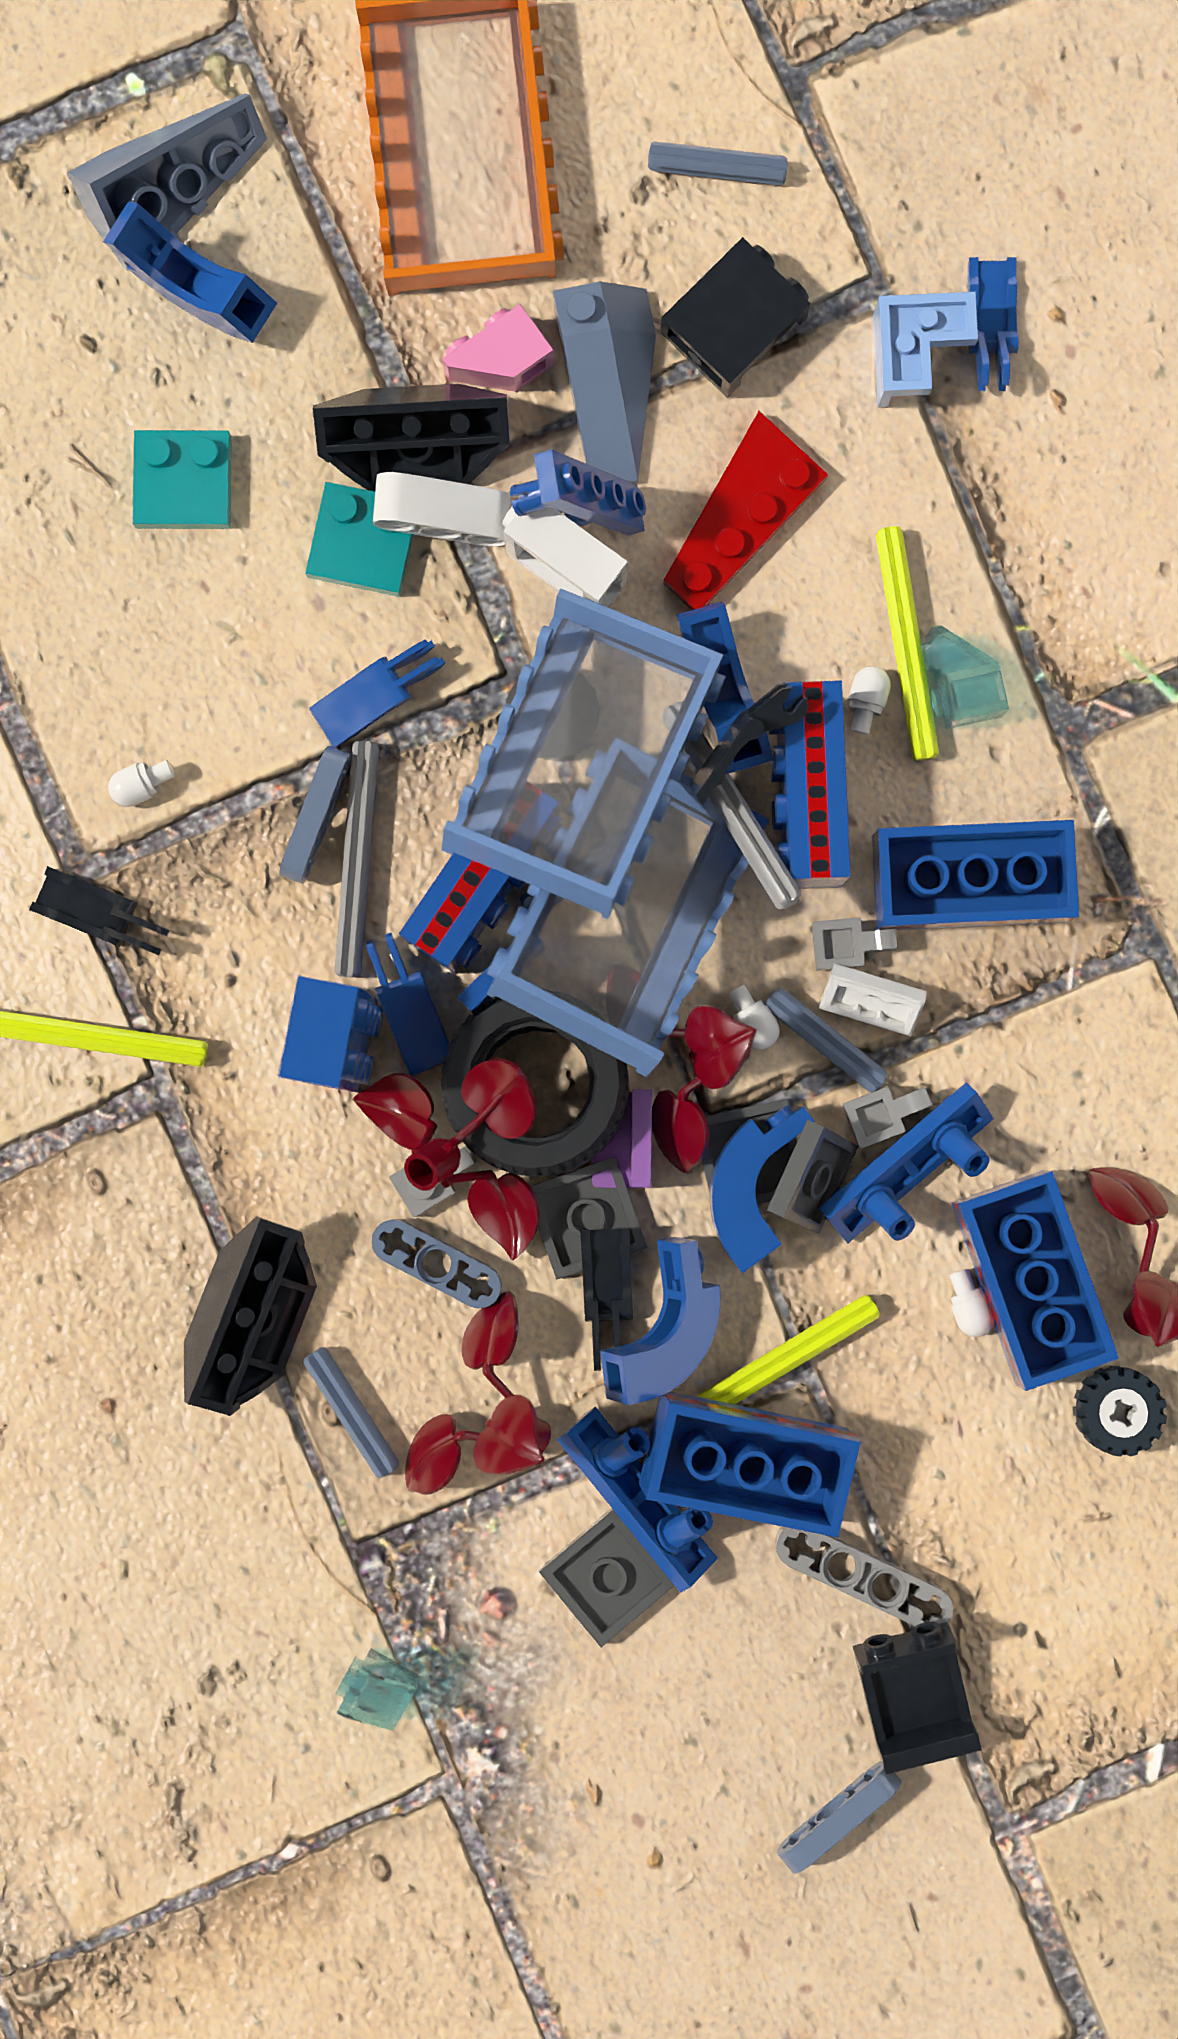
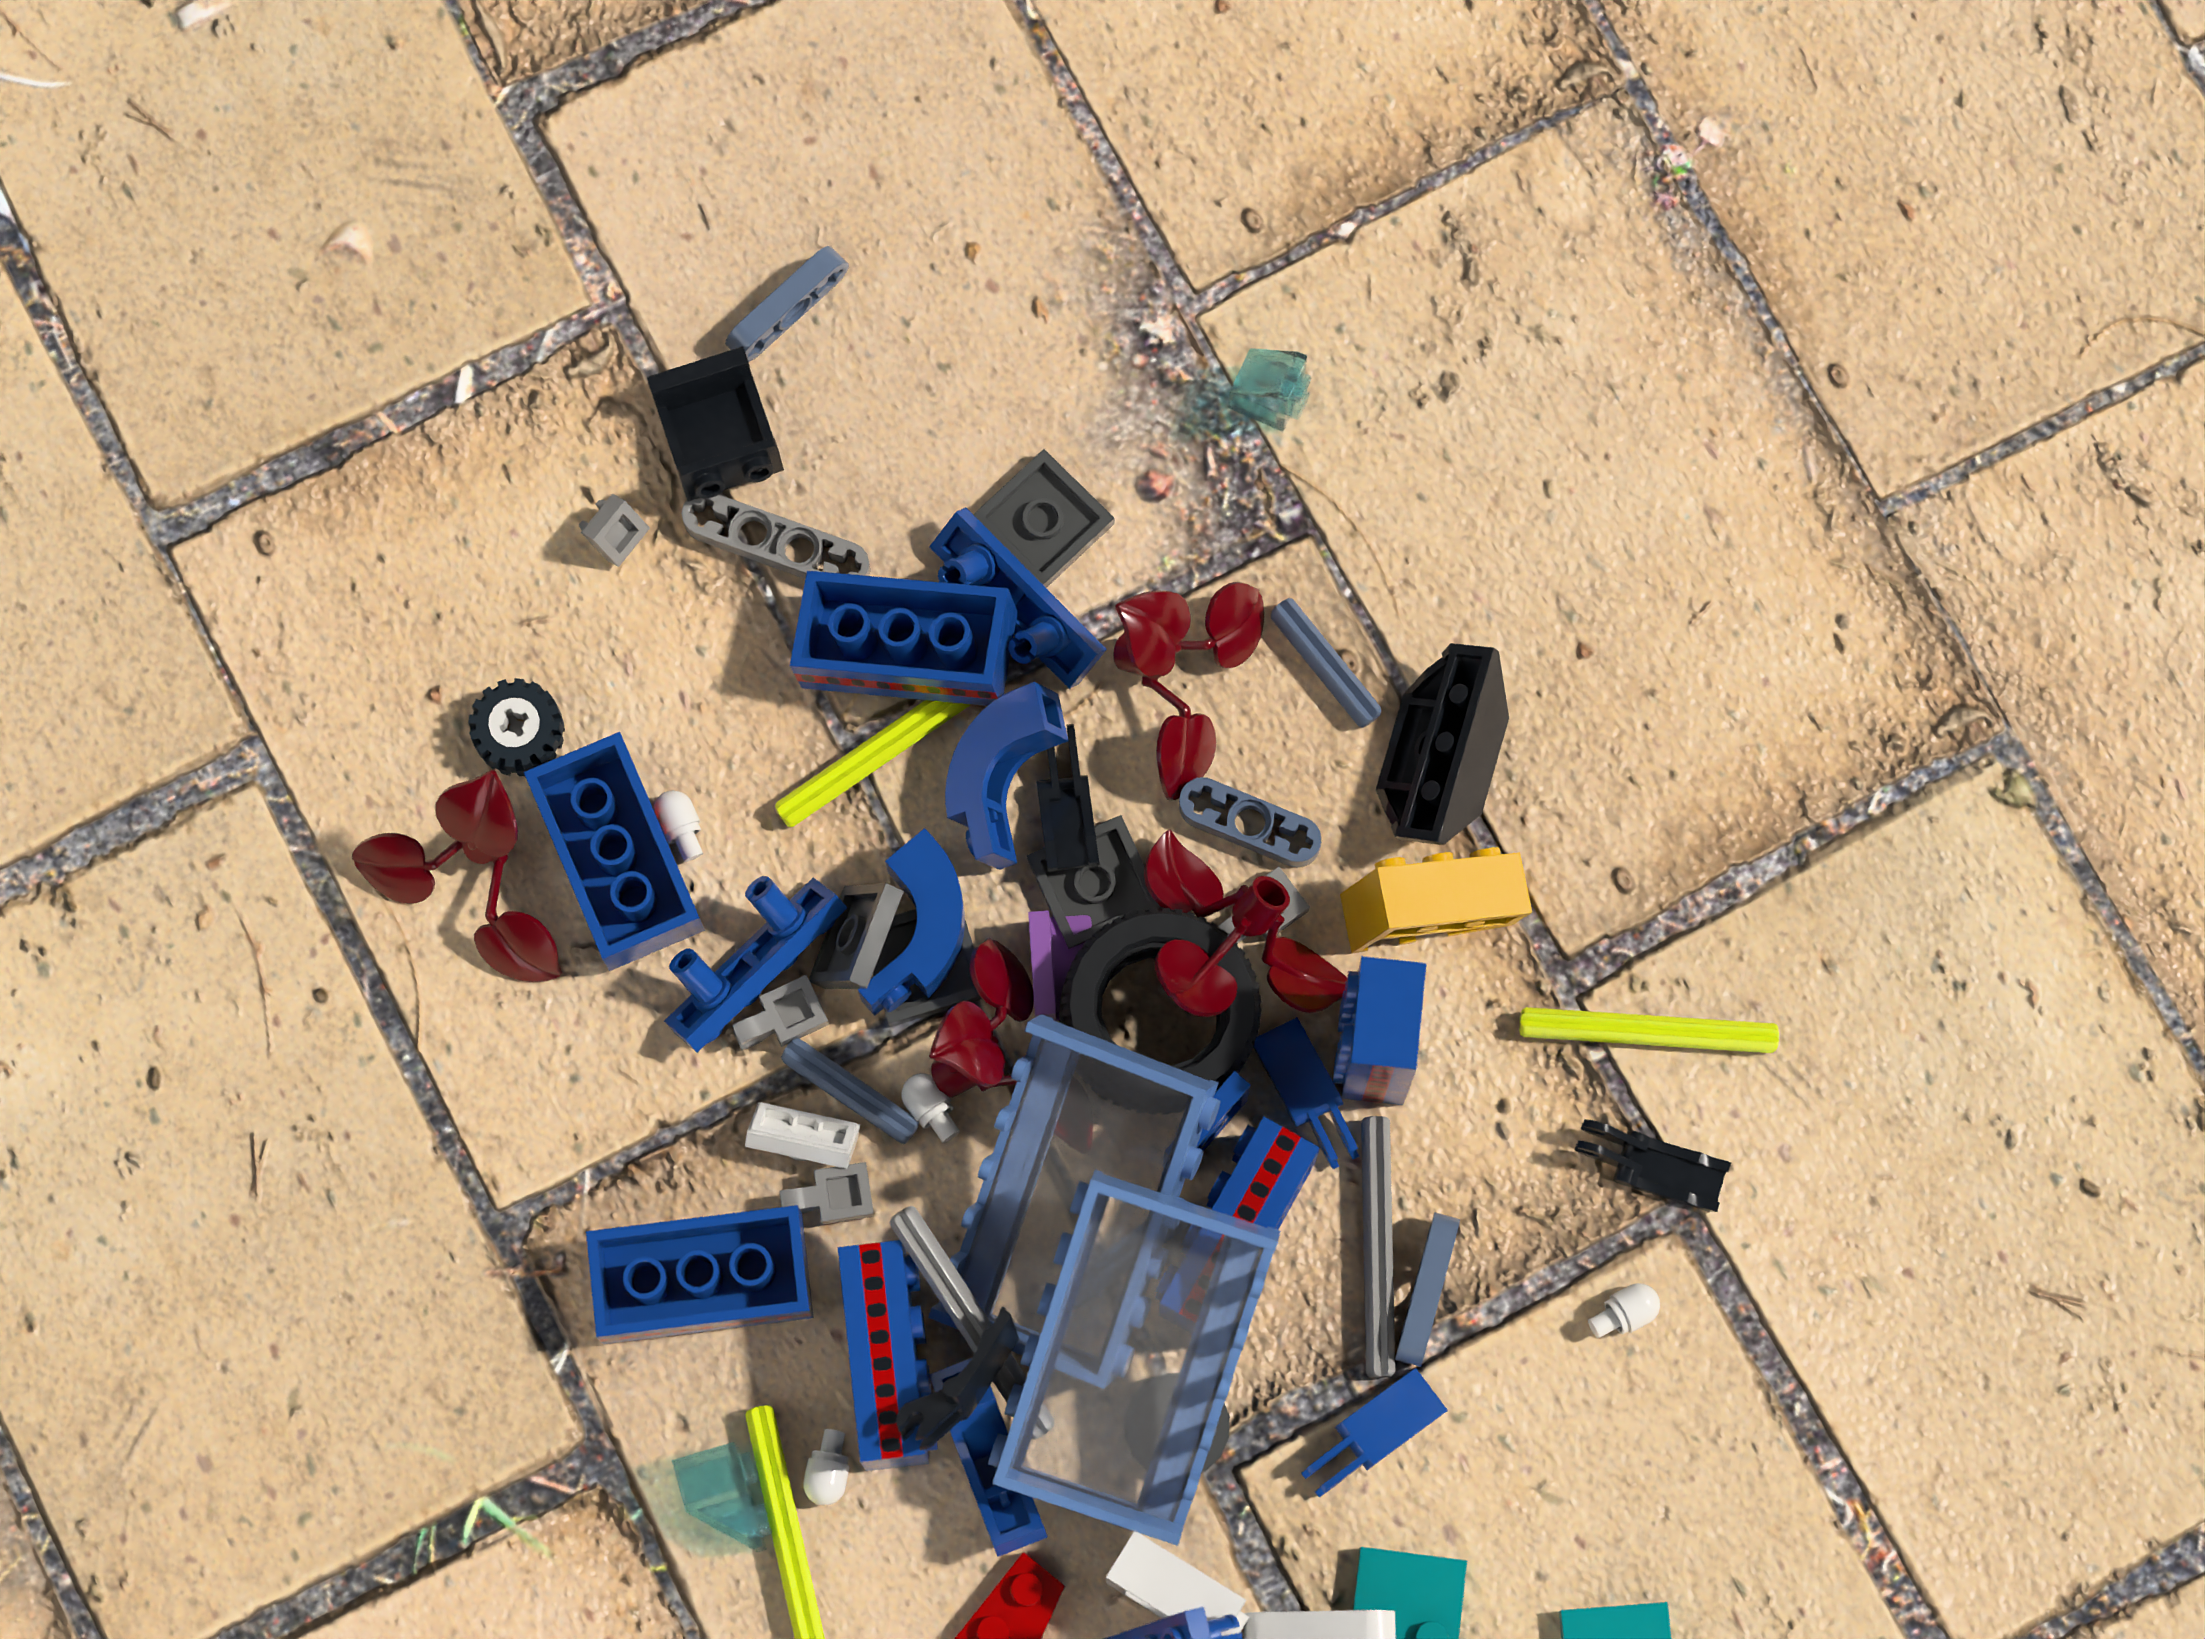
camera: 170 degrees right, 10 degrees down
(270, 1171) = (1435, 897): none -> yellow wedge
(1018, 1599) = (614, 529): none -> light grey tile

